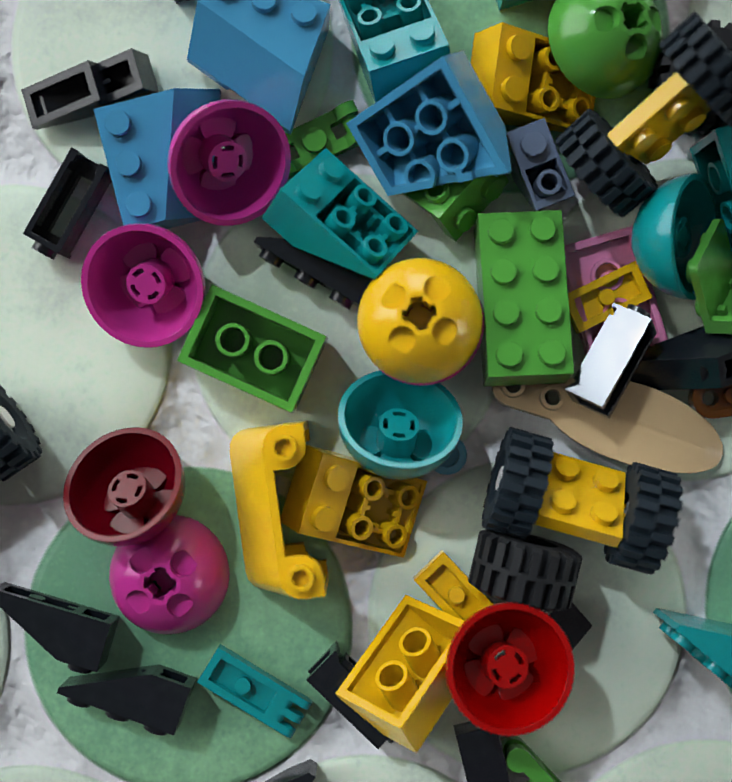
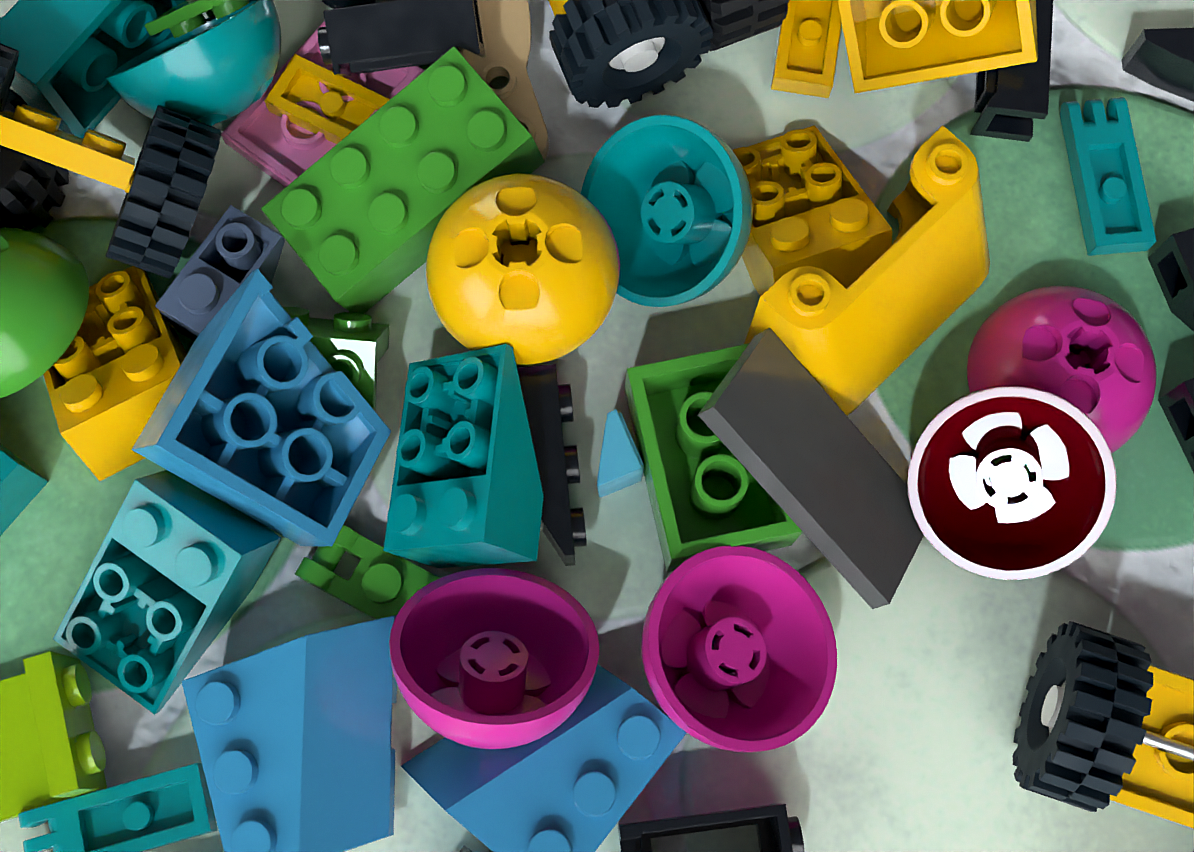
camera: 130 degrees left, 15 degrees down
(206, 393) = (816, 466): none -> dark grey tile
(291, 305) = (619, 458): none -> medium azure slope

